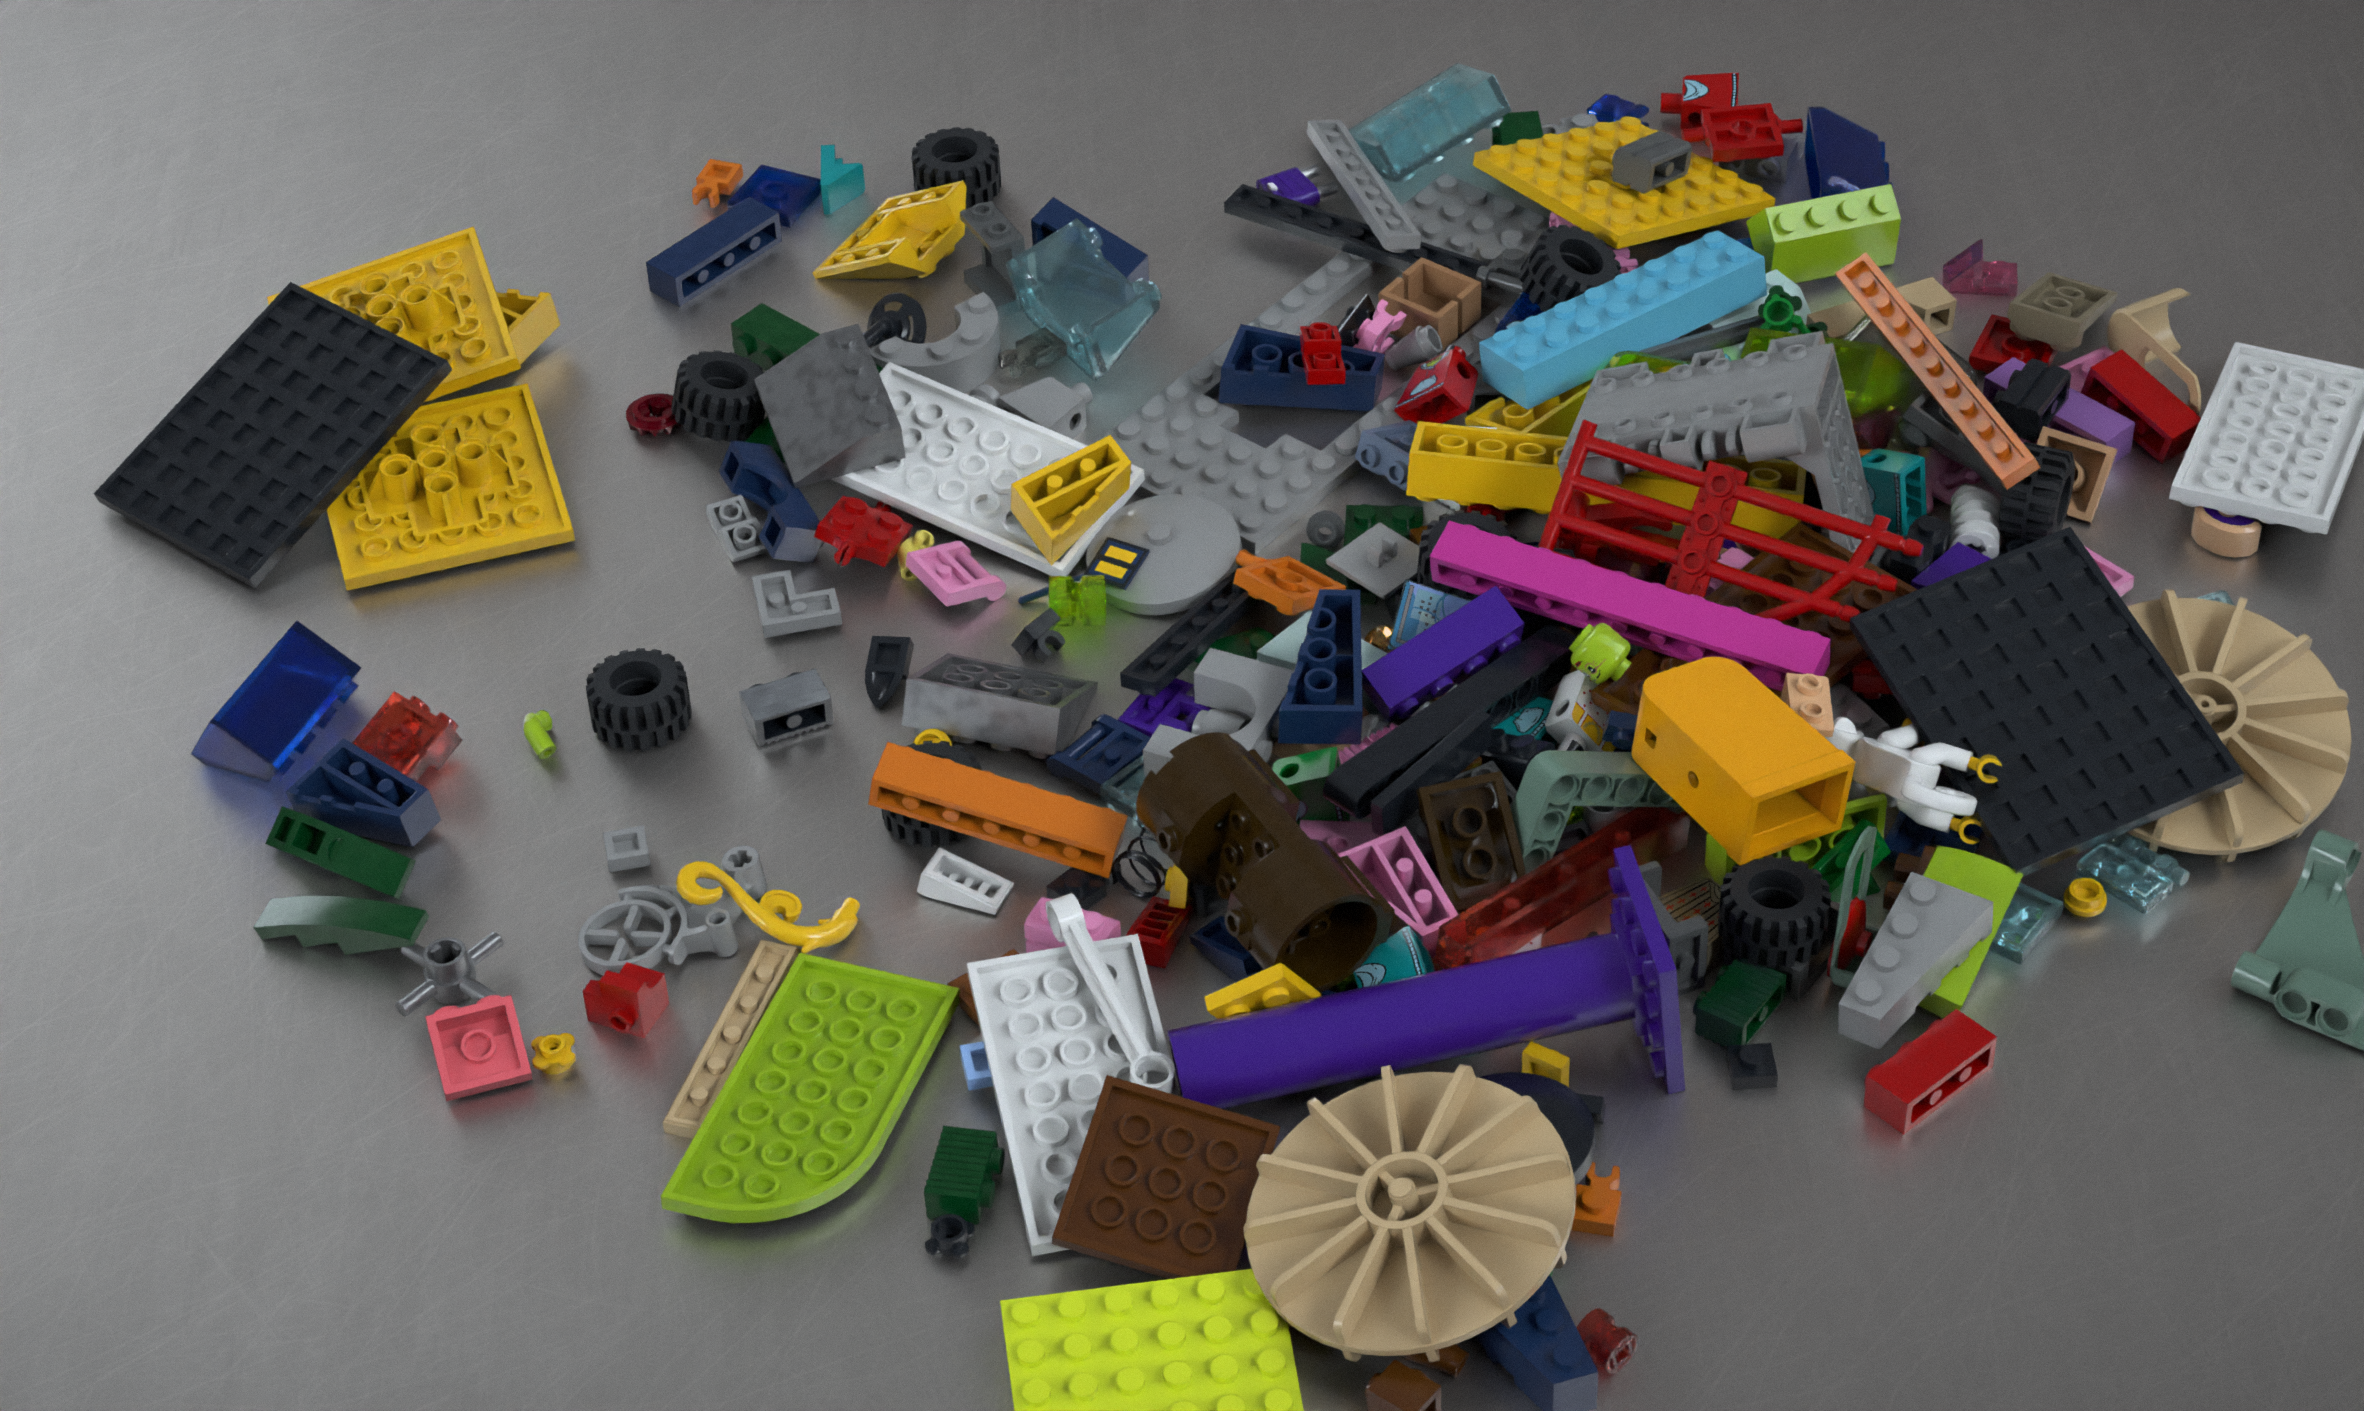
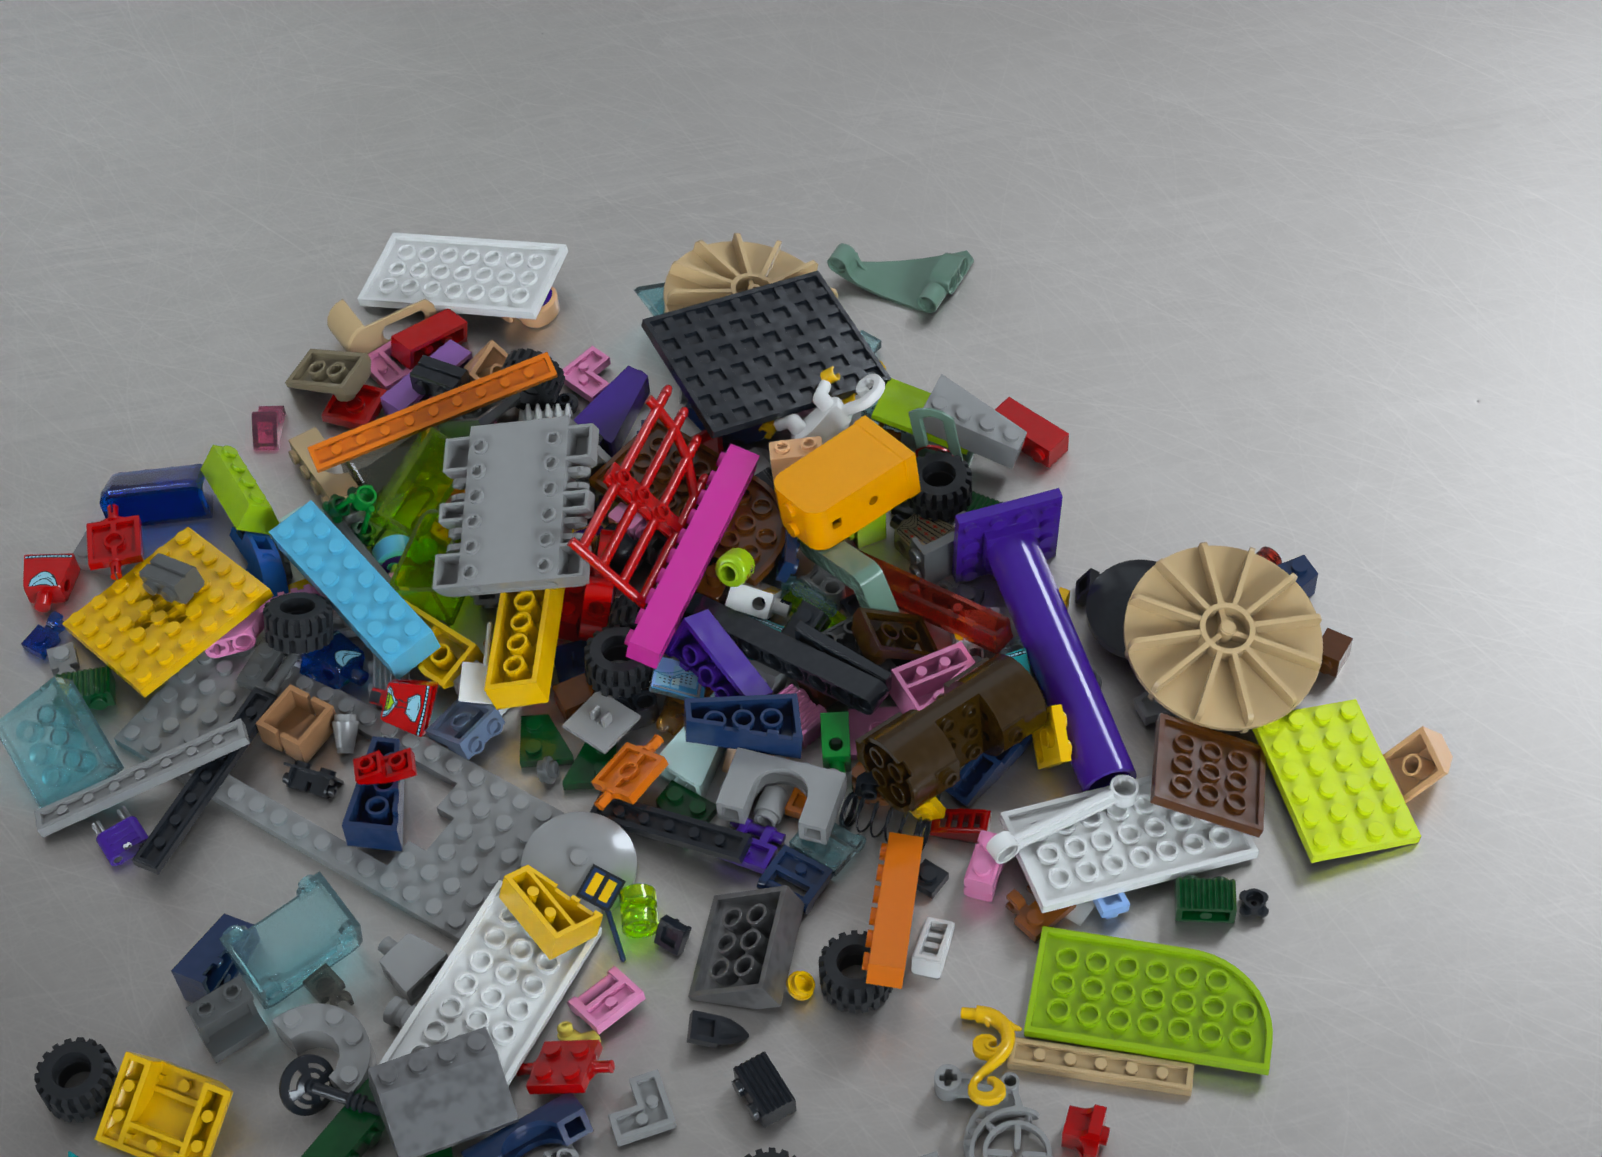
camera: 95 degrees left, 10 degrees up
(1374, 332) = (352, 744): bright pink plate -> none

